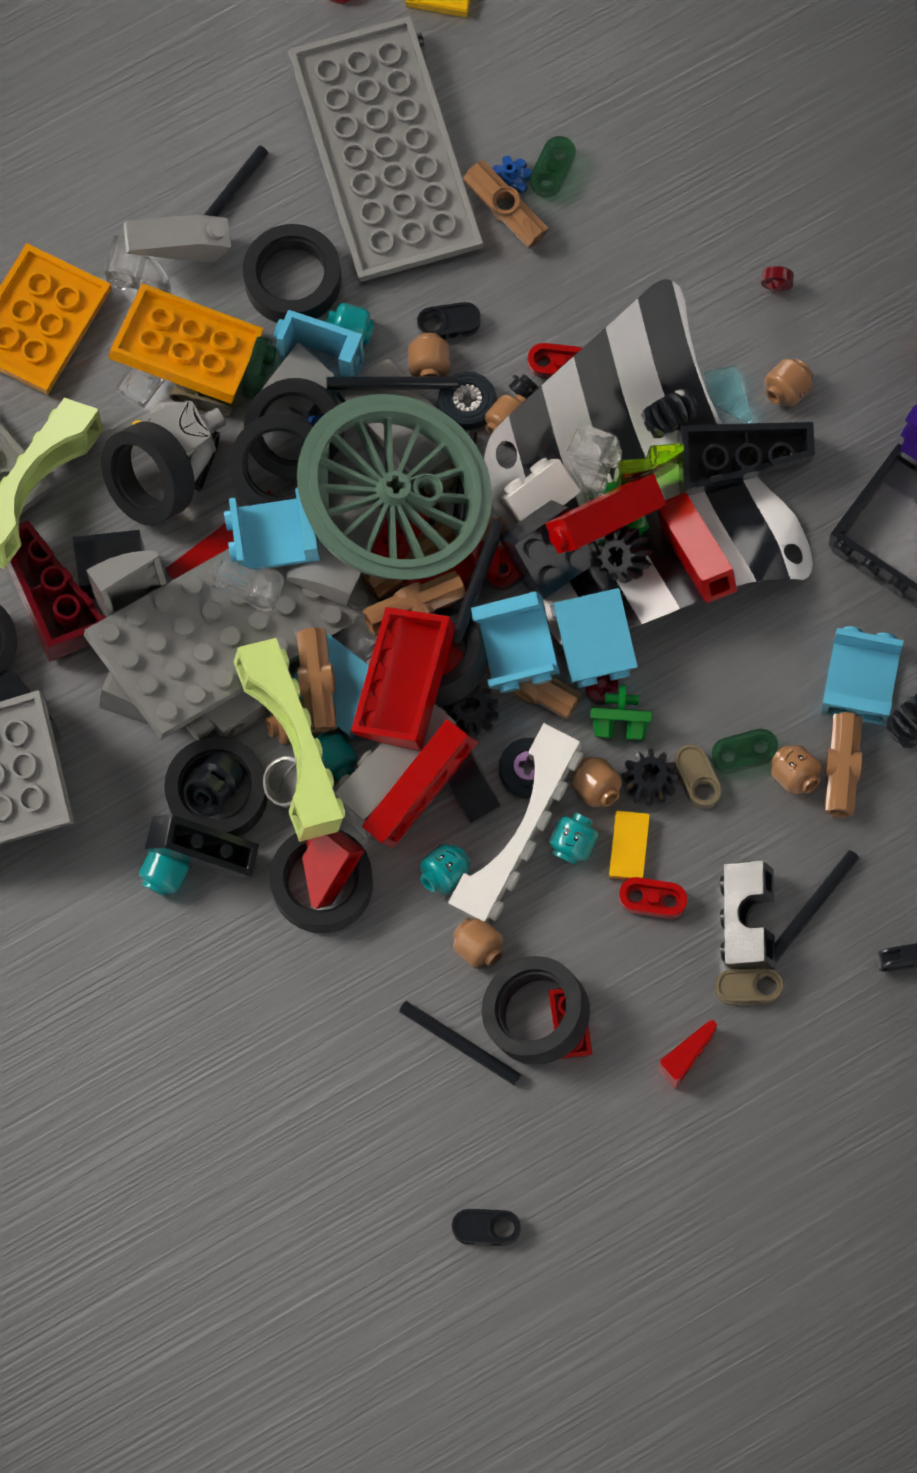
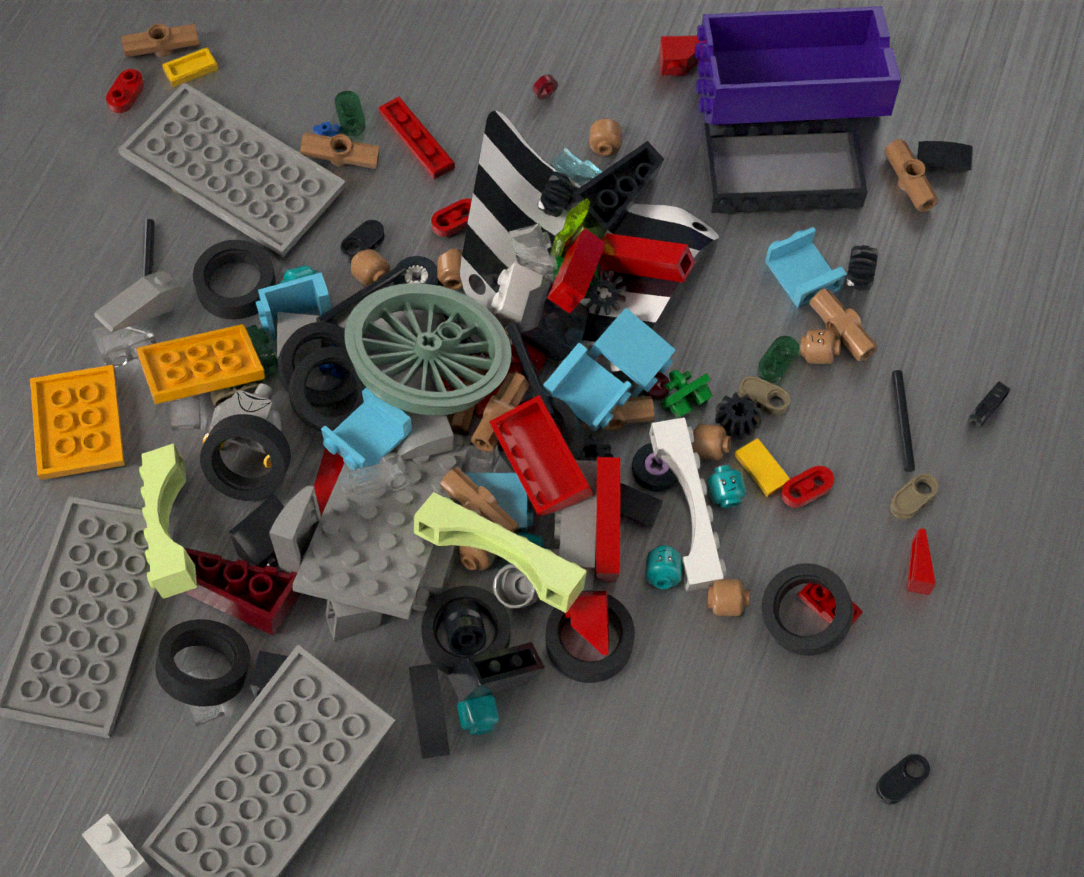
camera: 45 degrees left, 10 degrees down
(114, 835) = (429, 711): none -> black tyre
(460, 1043) = (773, 672): black bar -> none
(523, 386) = (445, 243): black plate -> none
(599, 241) = (416, 137): none -> red tile
(744, 888) = (892, 470): arch -> none

